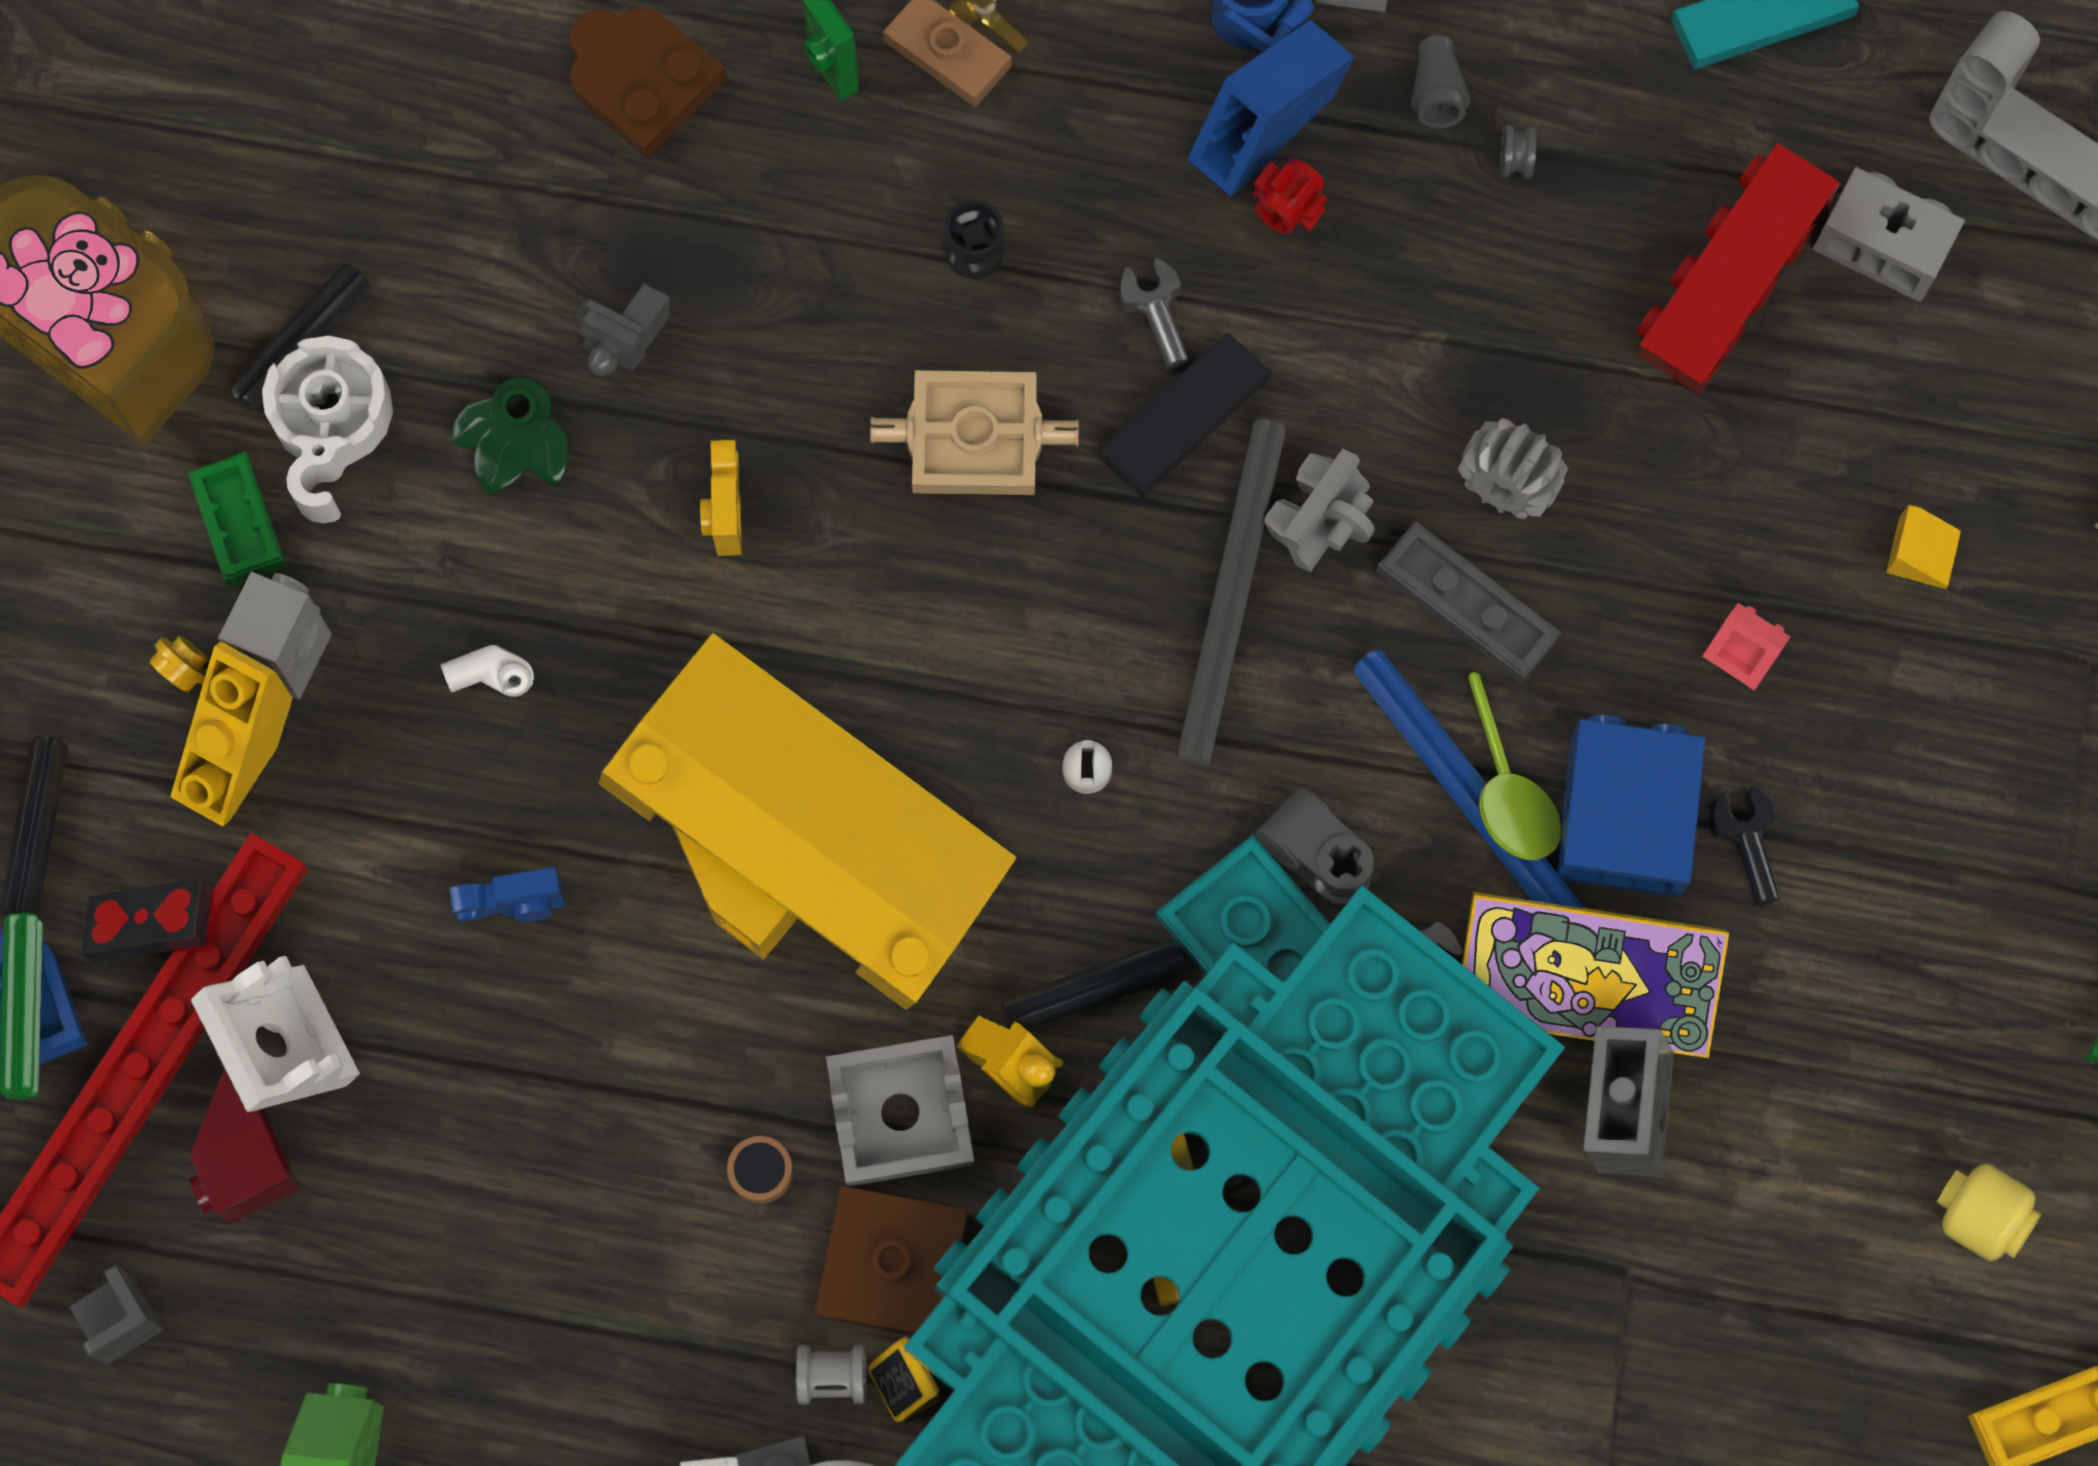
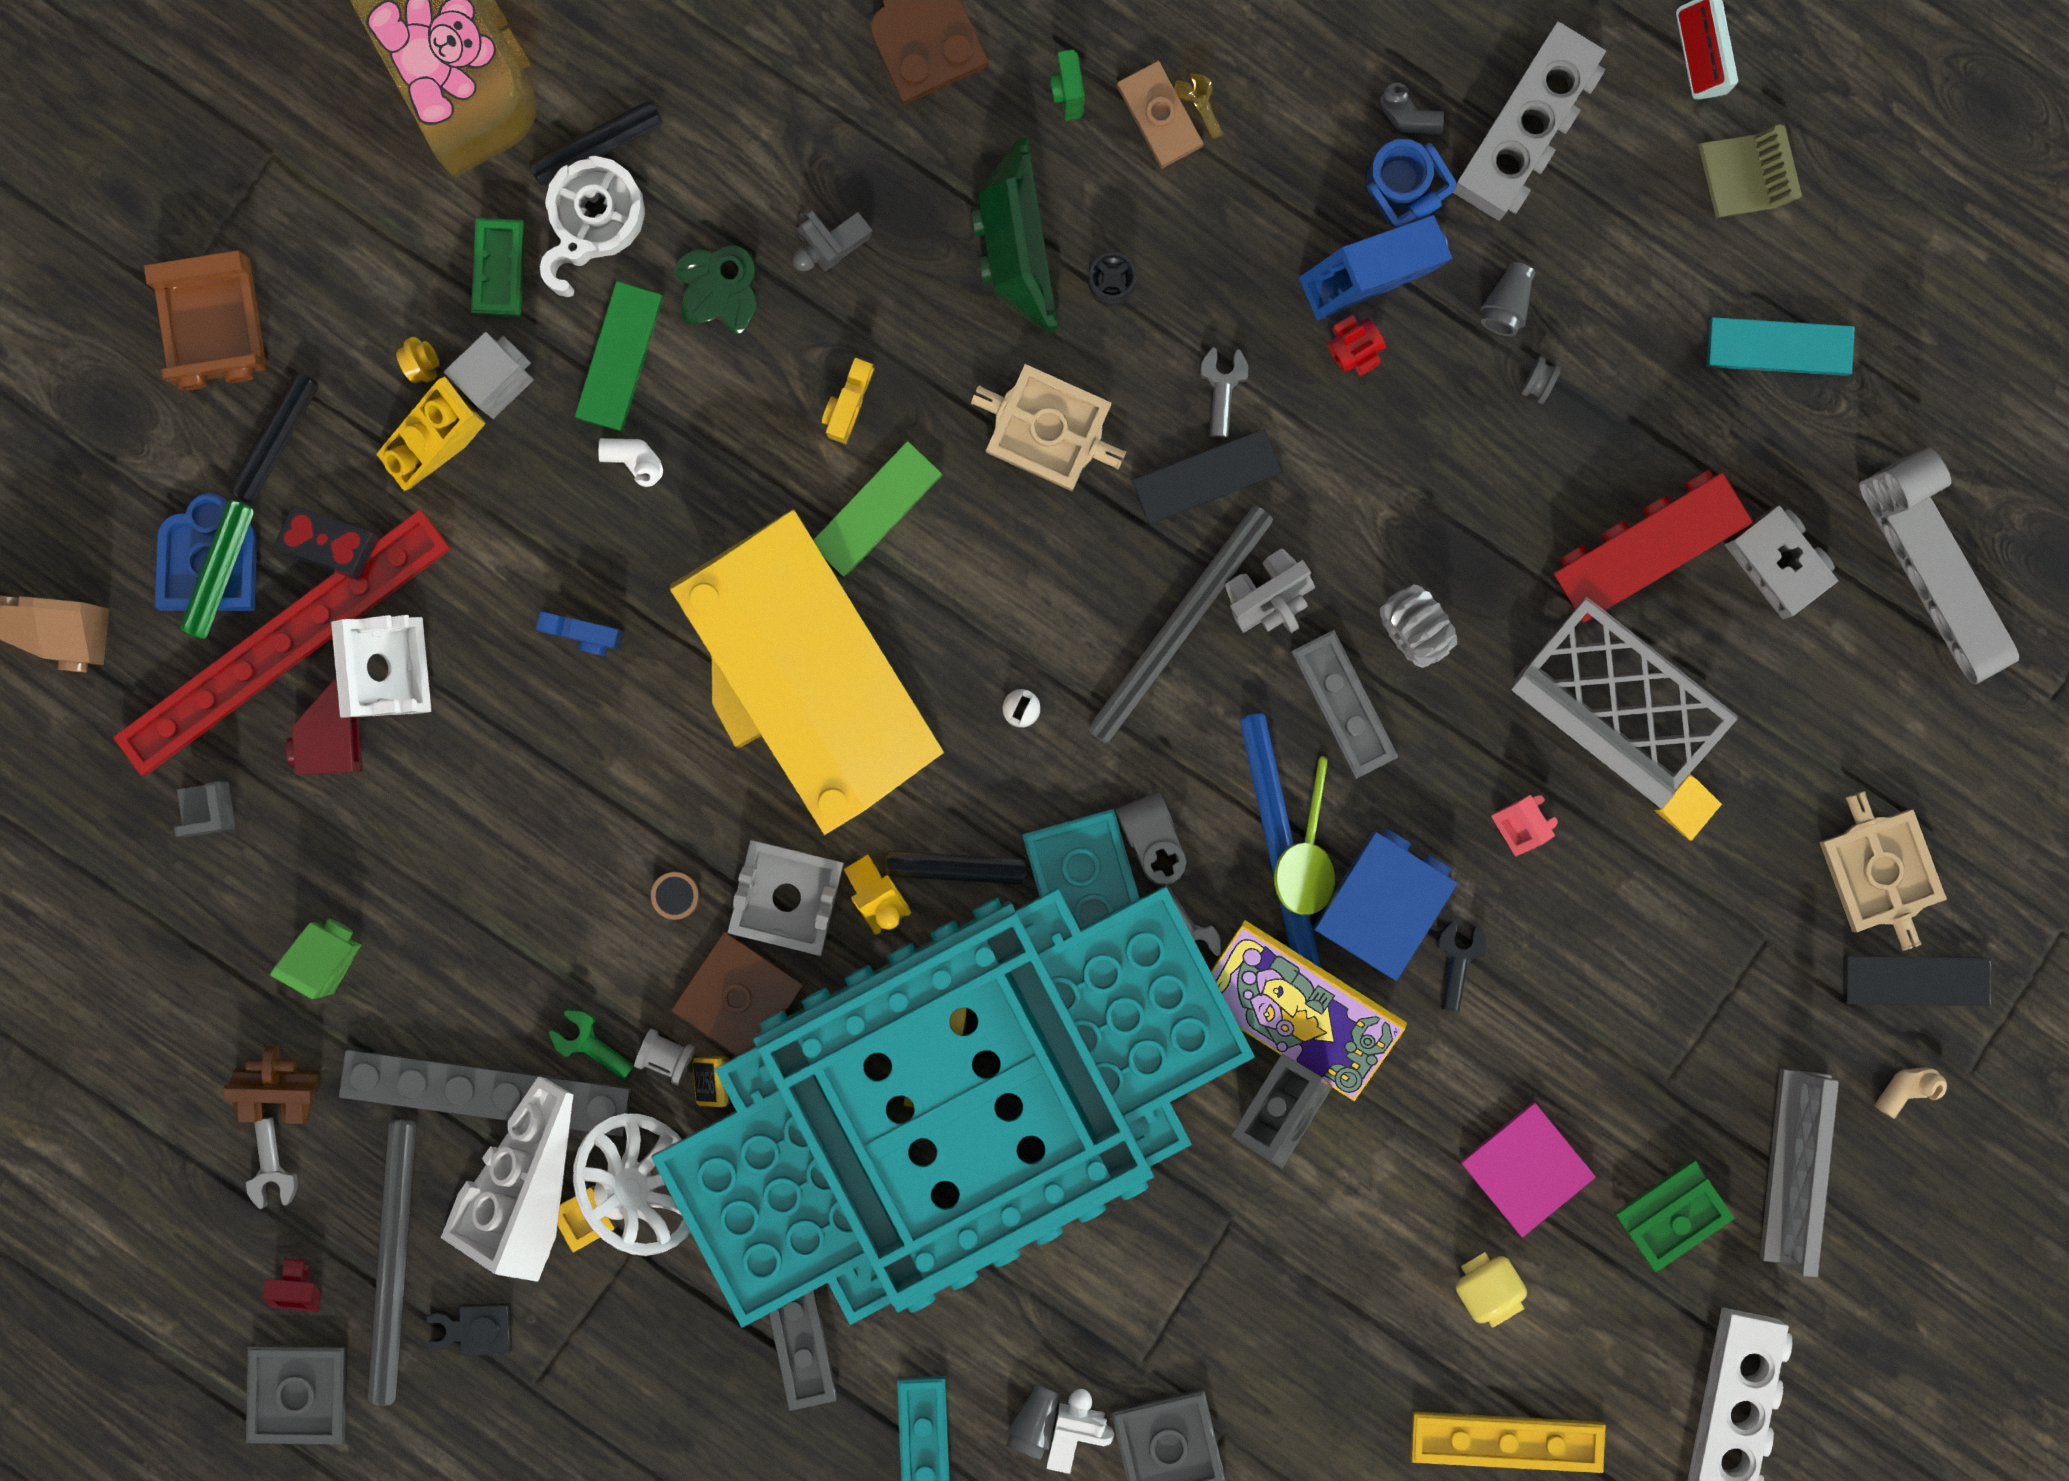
camera: 25 degrees right, 15 degrees up
(425, 564) = (619, 356): none -> green tile
(730, 1403) = (590, 1044): none -> green bar
(813, 604) = (876, 509): none -> bright green tile
(844, 245) = (1015, 239): none -> dark green wedge
(1780, 505) = (1597, 734): none -> light grey fence
(1956, 1051) = (1527, 1169): none -> dark pink tile

